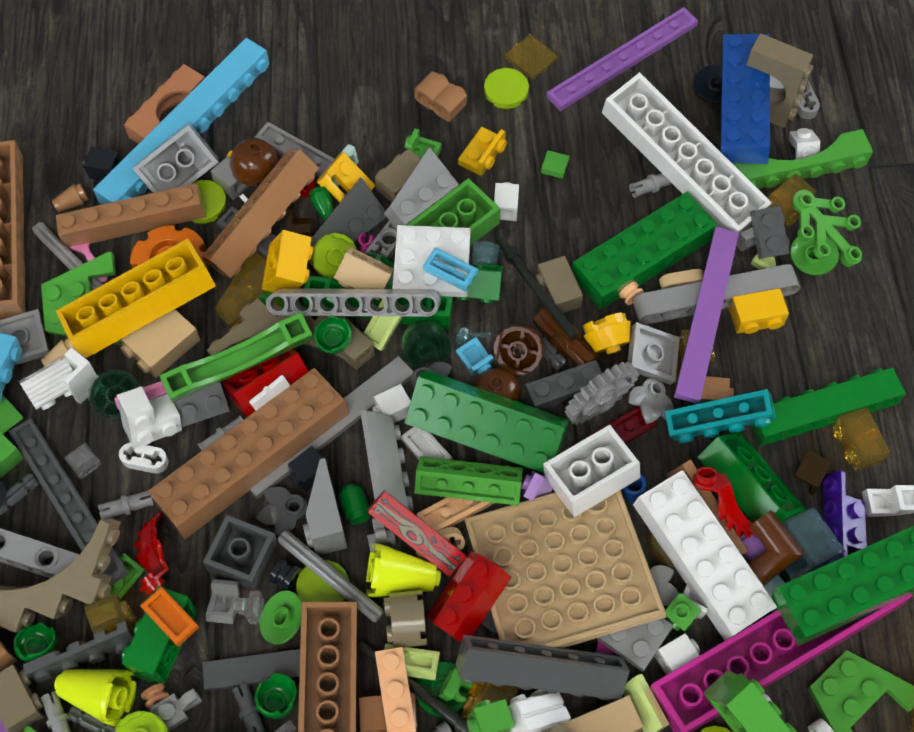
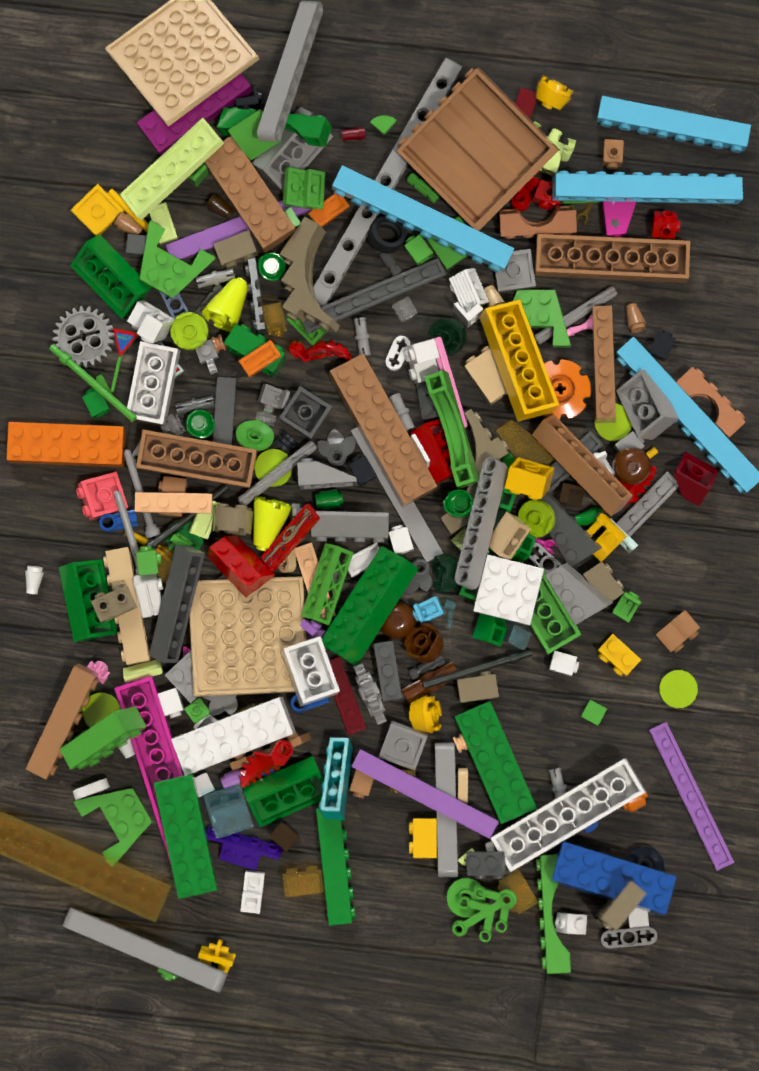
camera: 105 degrees right, 20 degrees up
(260, 104) = (694, 478): none -> dark red slope
(431, 266) = (502, 588): medium azure tile -> none
(531, 56) = (708, 718): clear yellow piece -> none
(651, 403) = (364, 732): light grey plate -> none
(780, 548) = (226, 789): reddish brown brick -> none

